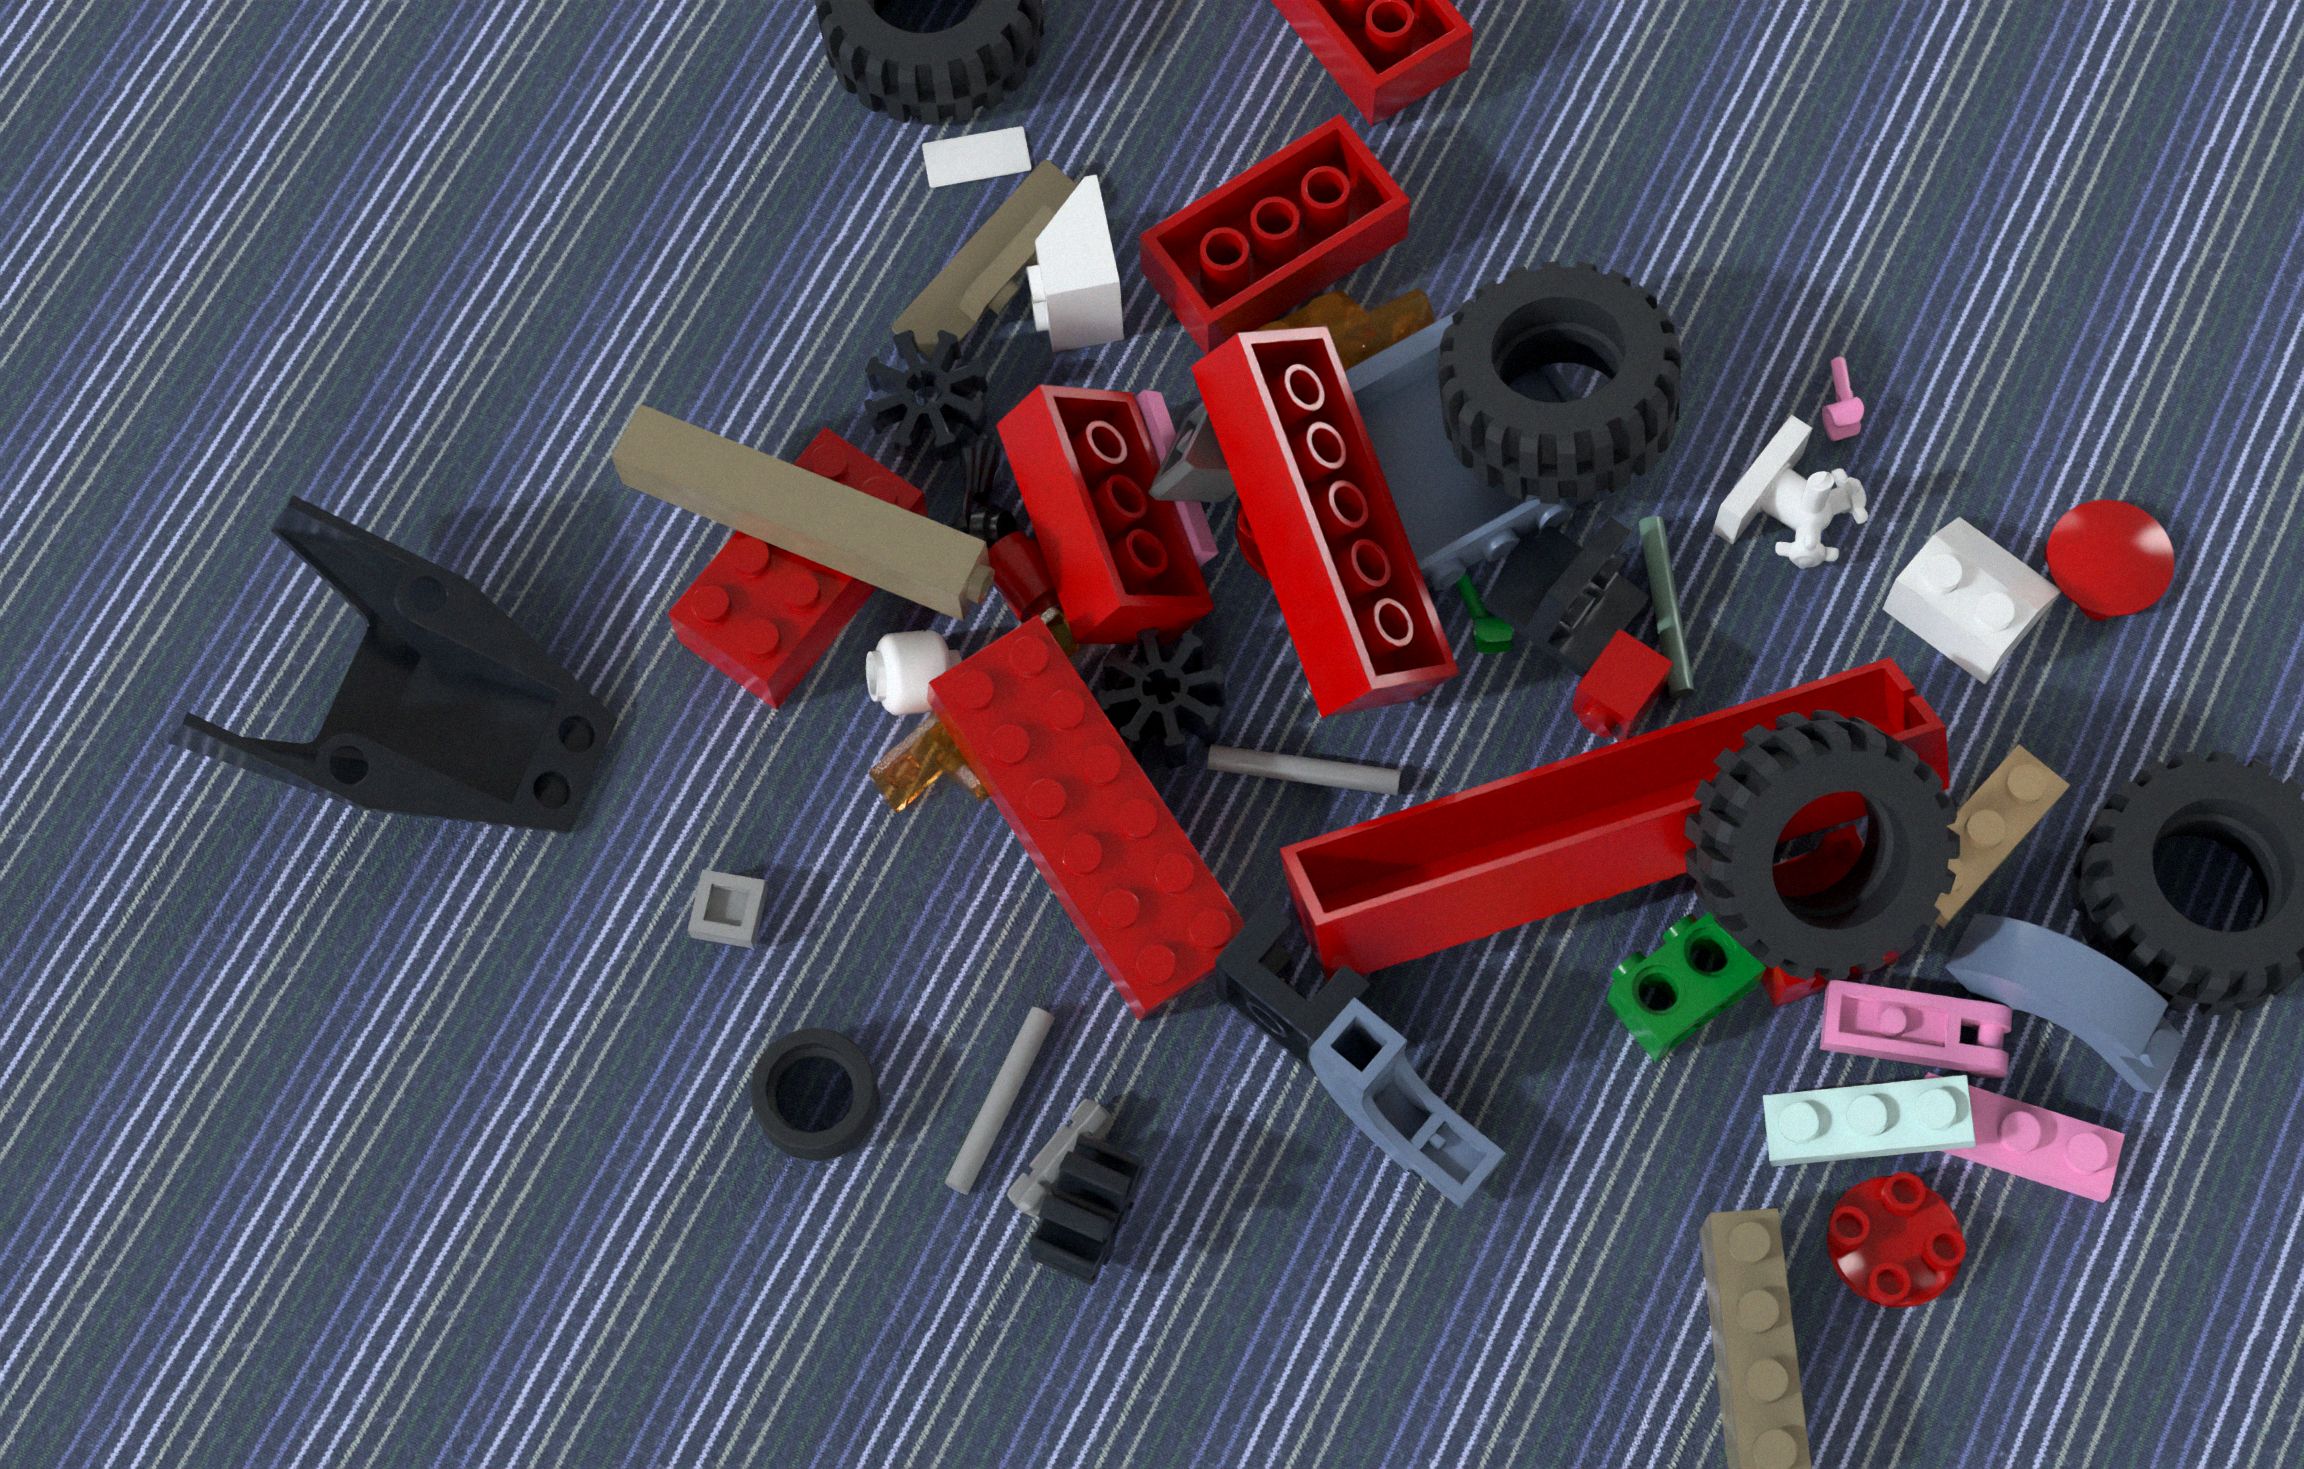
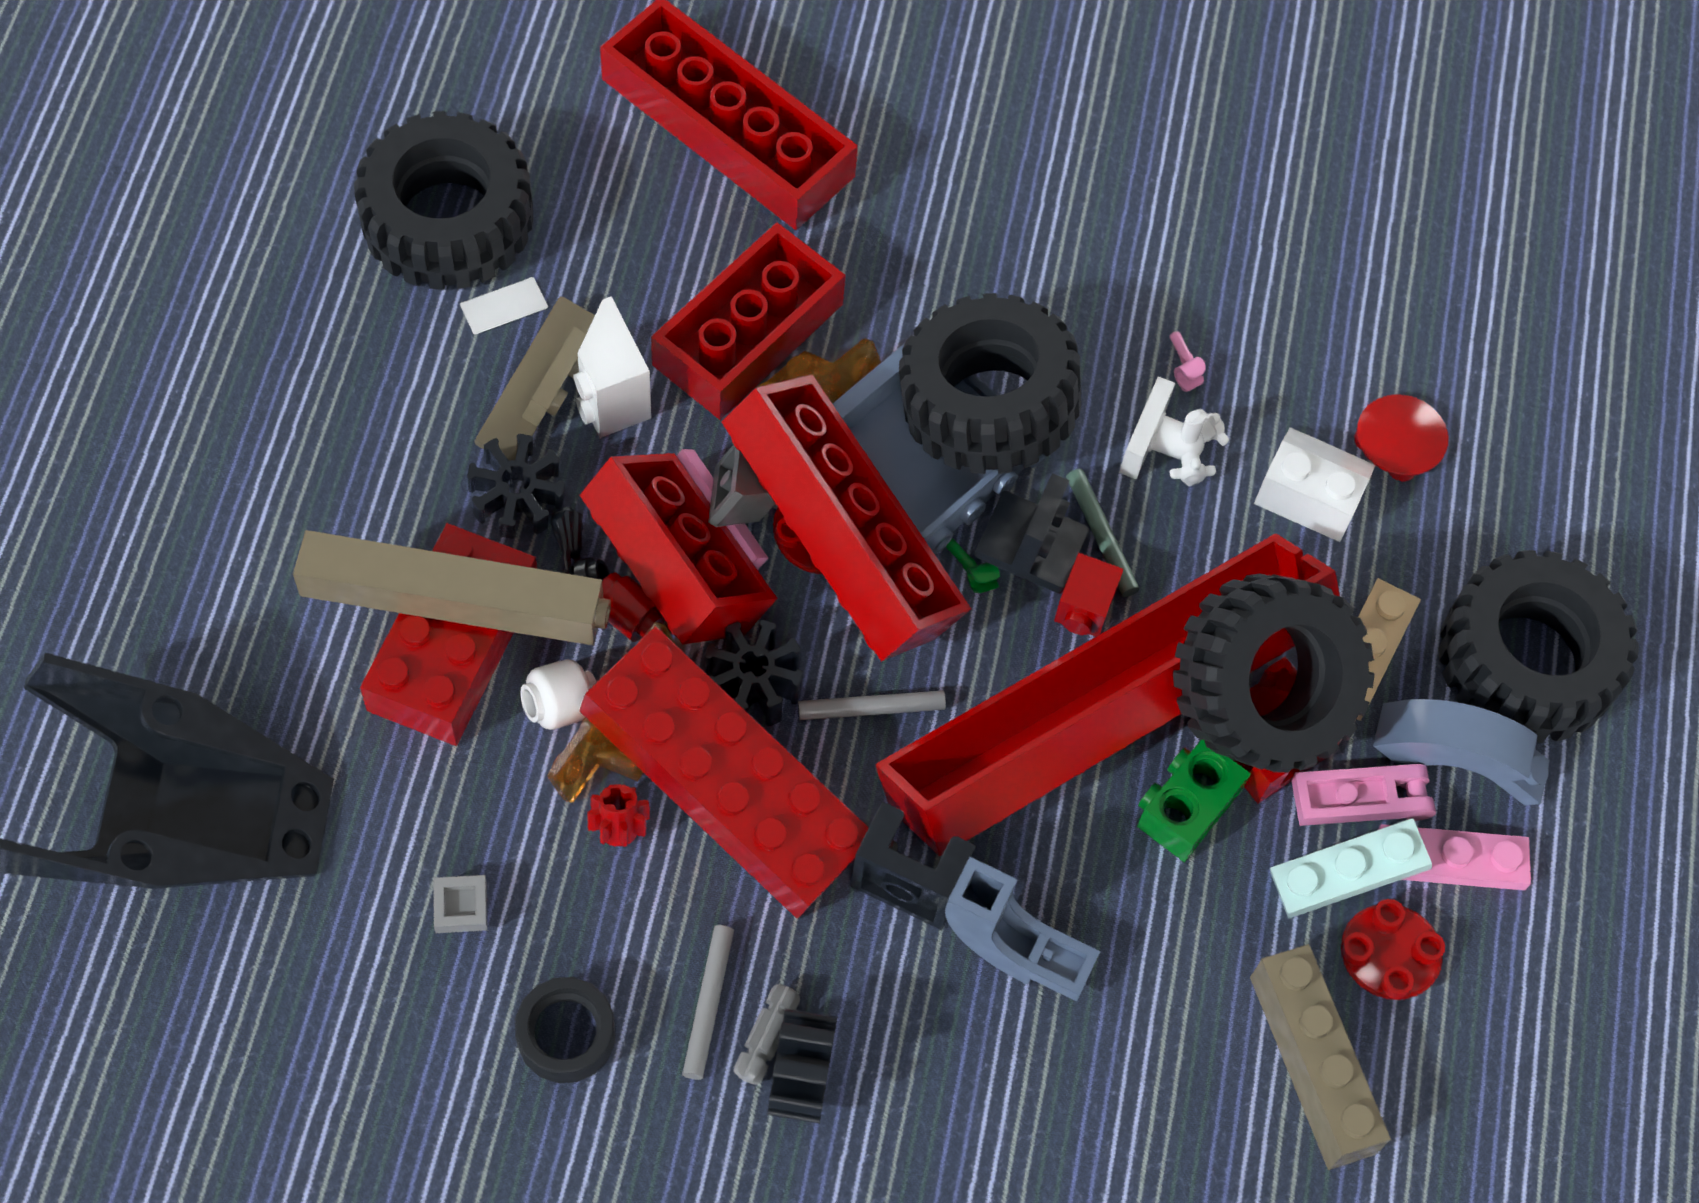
camera: 25 degrees left, 5 degrees down
(946, 841) = (618, 815): none -> red gear

